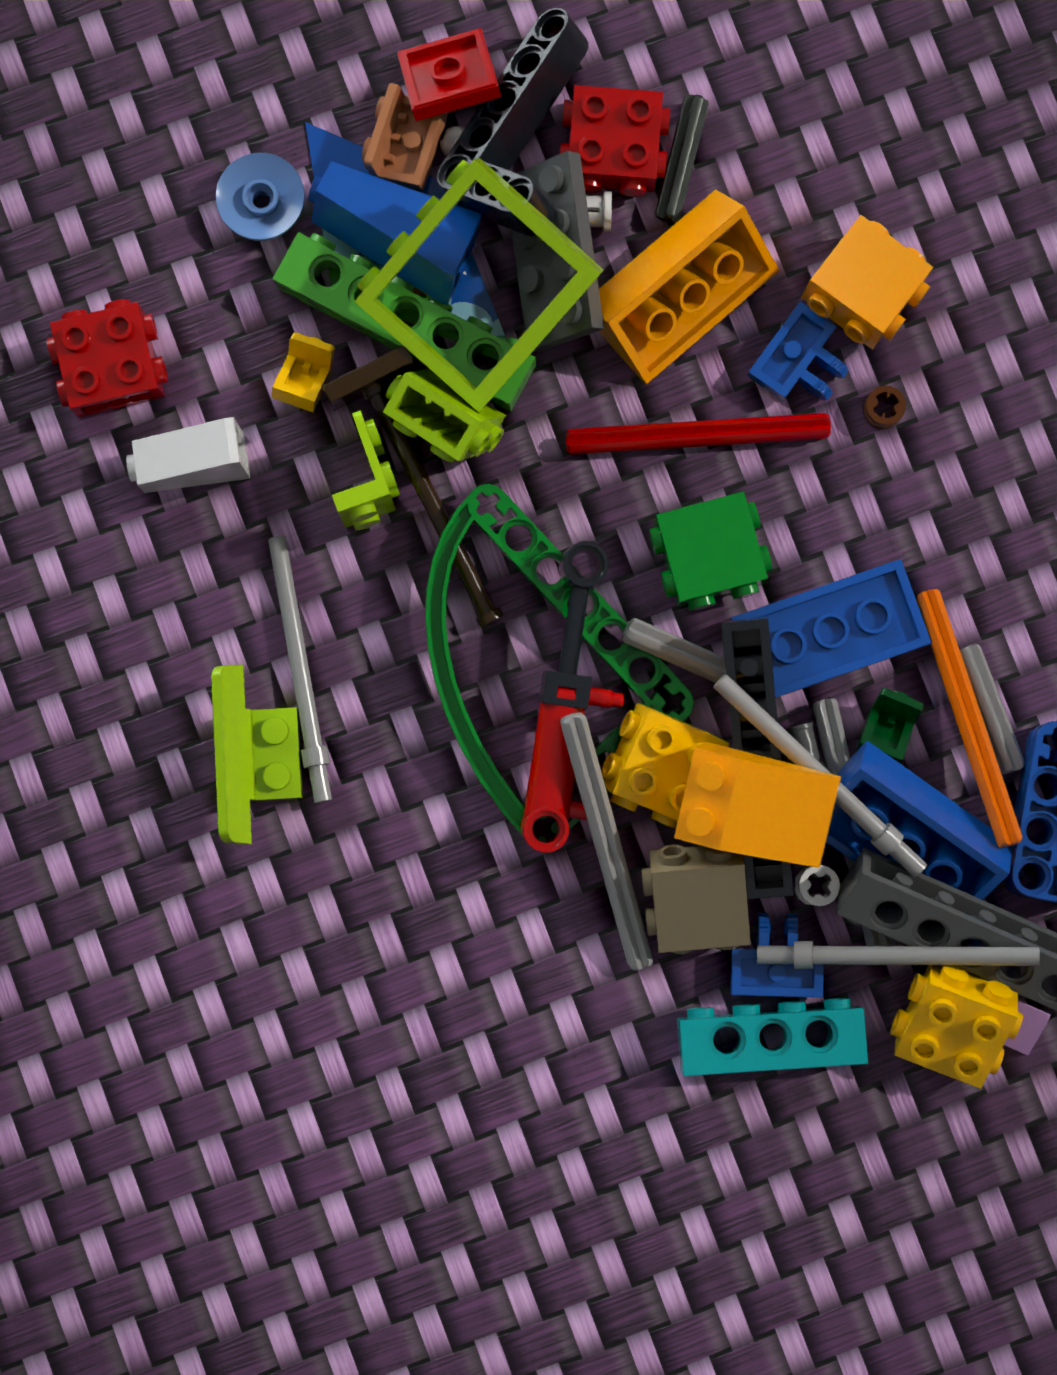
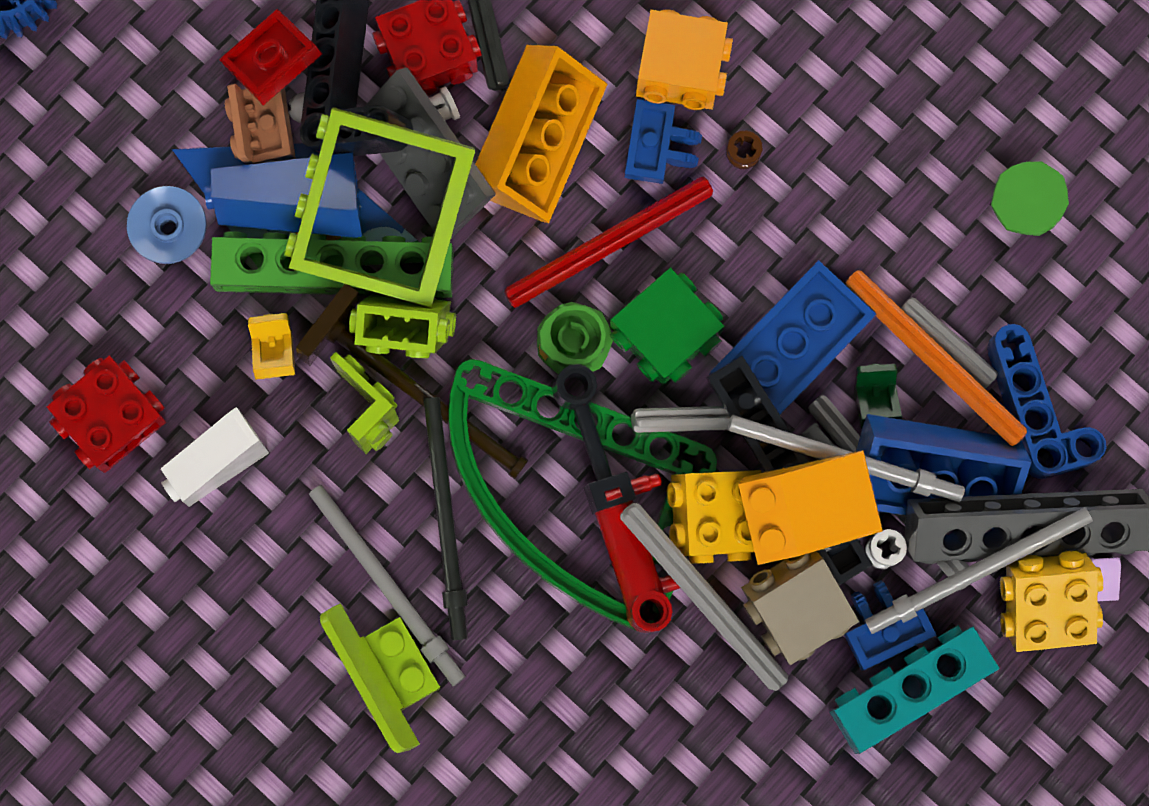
camera: 30 degrees left, 5 degrees down
(361, 715) = (454, 598): none -> pearl dark grey bar
(612, 514) = (573, 336): none -> bright green hat

